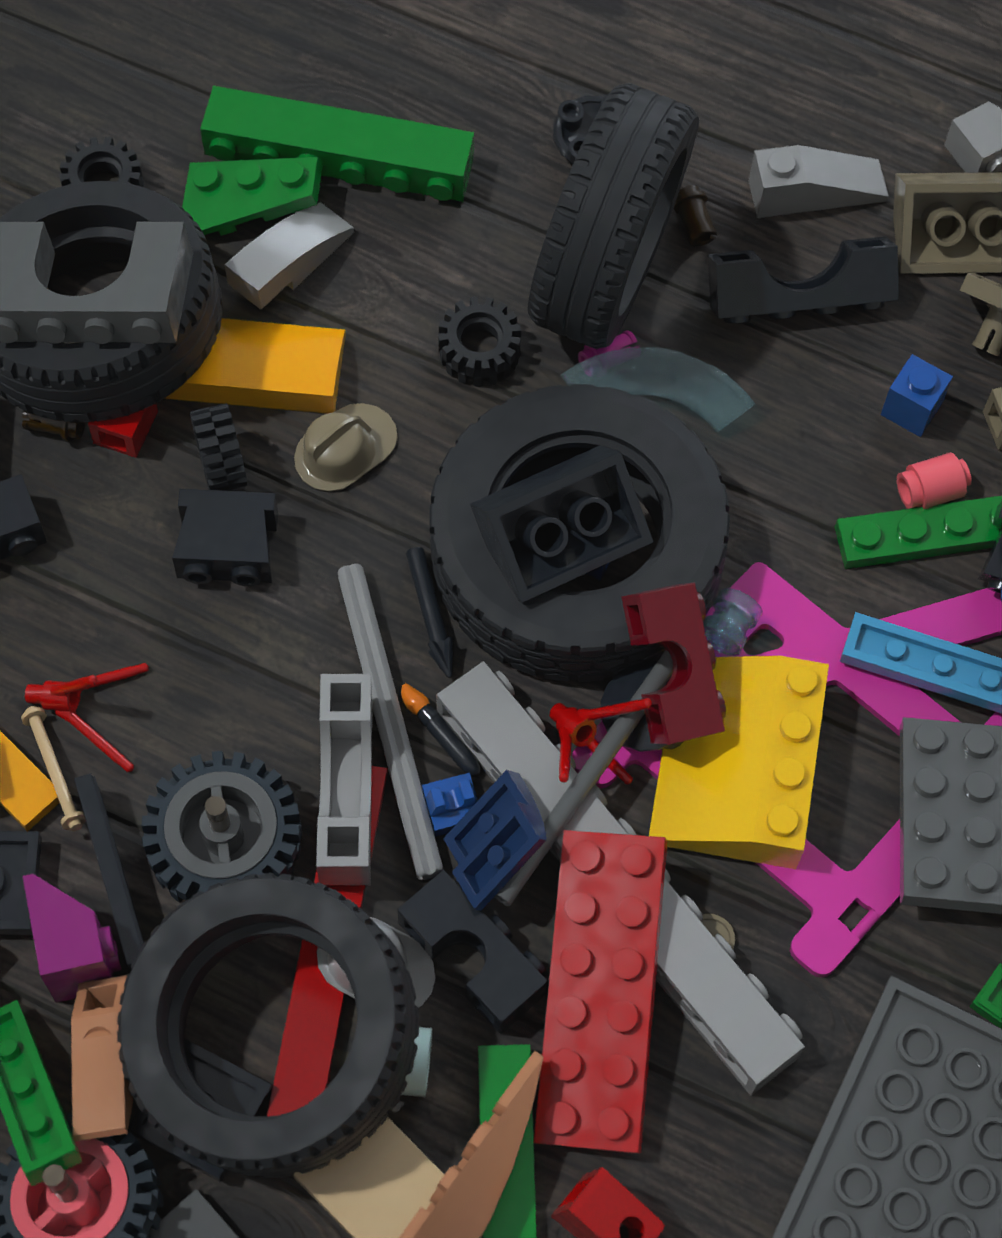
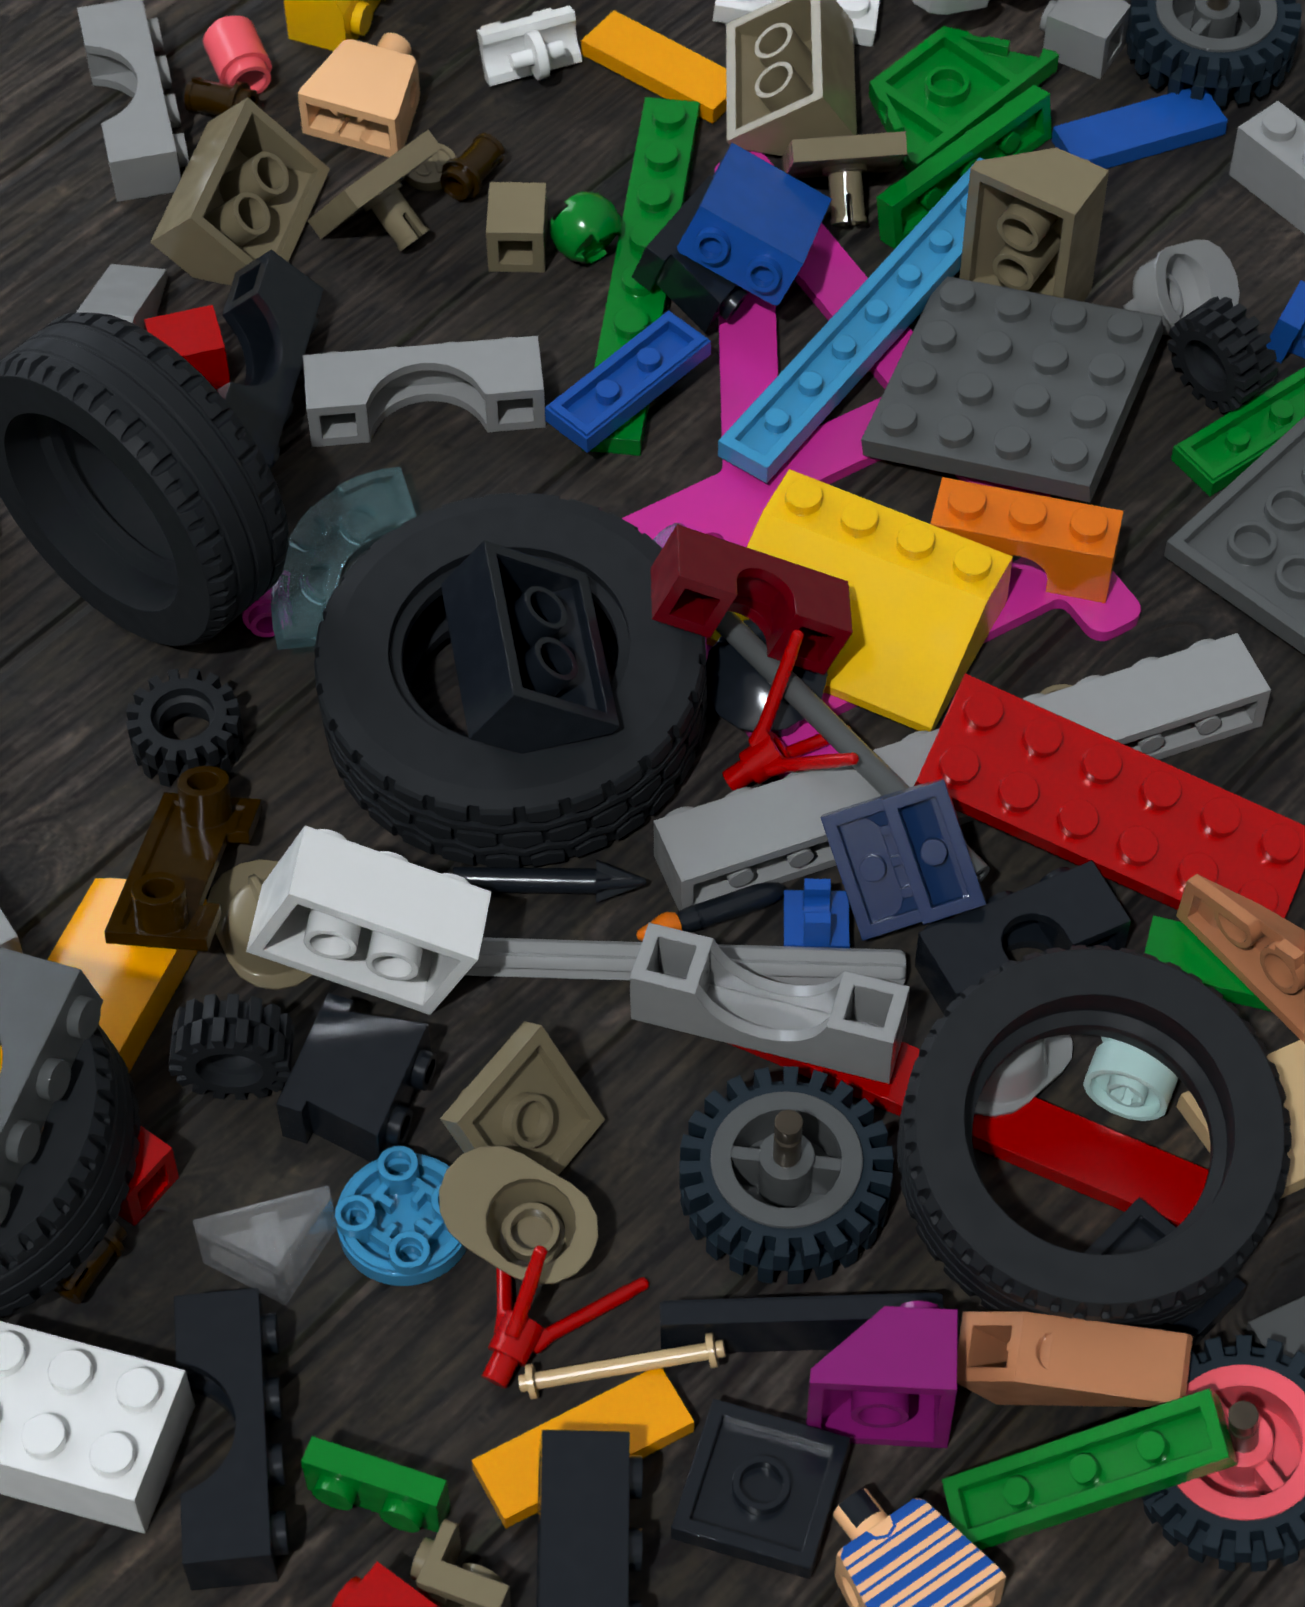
camera: 70 degrees left, 10 degrees down
(85, 525) = (269, 1241): none -> clear slope
(132, 663) = (510, 1204): none -> dark tan piece
(136, 602) = (393, 1220): none -> dark azure tile
(212, 645) = (526, 1103): none -> dark tan tile
(318, 368) = (178, 863): none -> dark brown brick
(327, 493) = (369, 920): none -> white brick
(807, 232) = (197, 339): none -> red brick
(812, 352) = (359, 389): none -> light grey arch
(848, 882) = (1065, 537): none -> orange arch
(891, 533) = (627, 381): none -> blue tile
(916, 395) = (455, 306): blue brick -> none
(934, 481) = (571, 330): coral brick -> none

